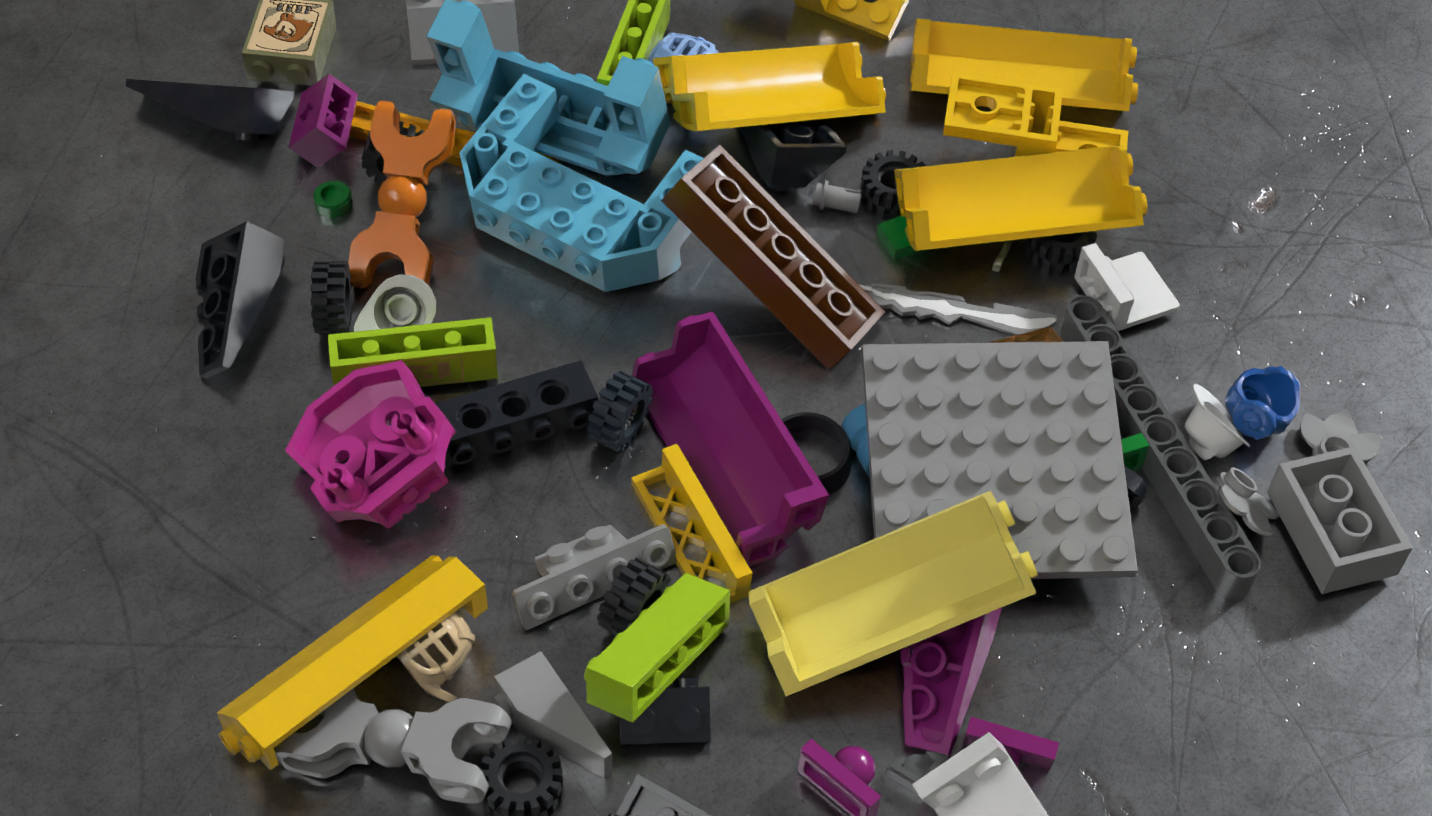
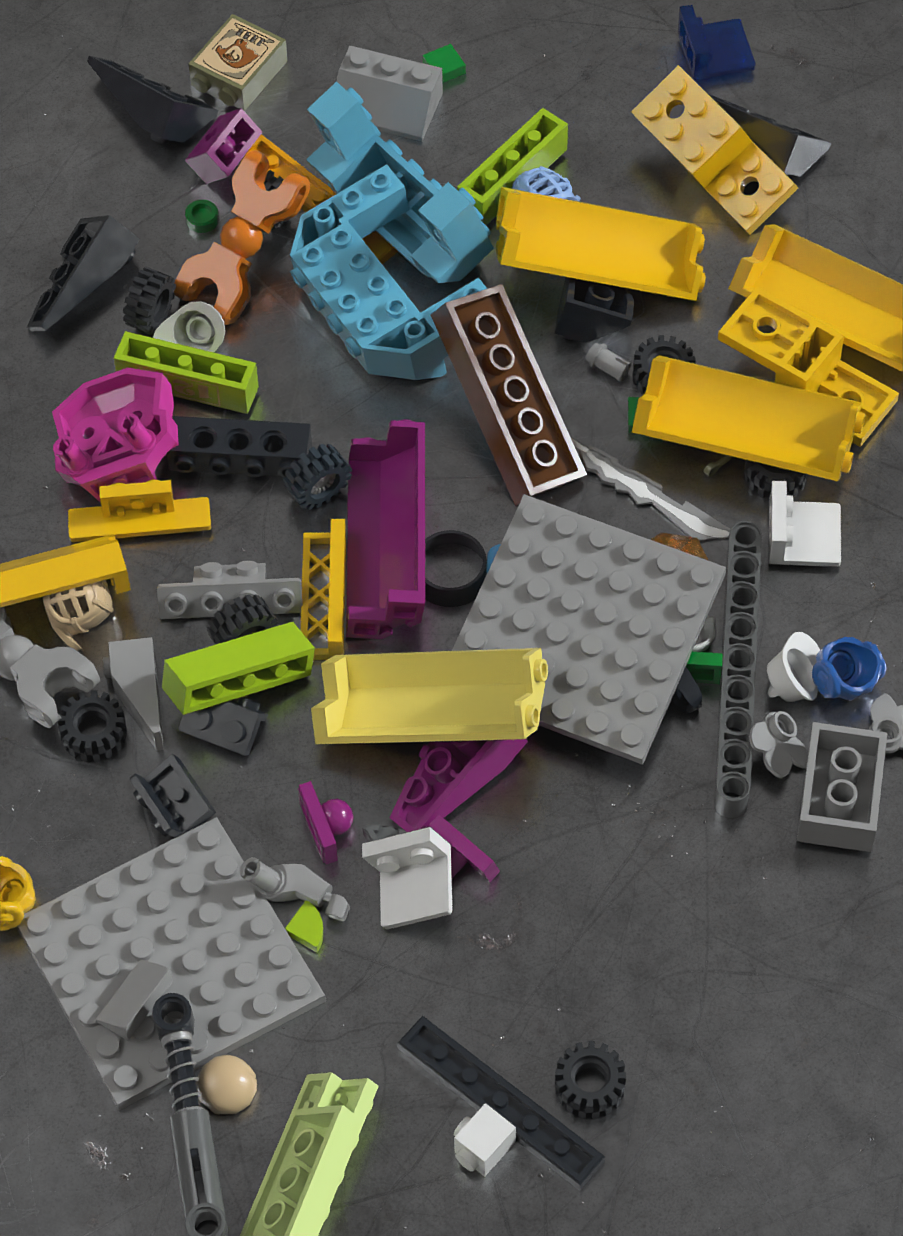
camera: 30 degrees right, 5 degrees up
(439, 523) = (138, 511): none -> yellow bracket

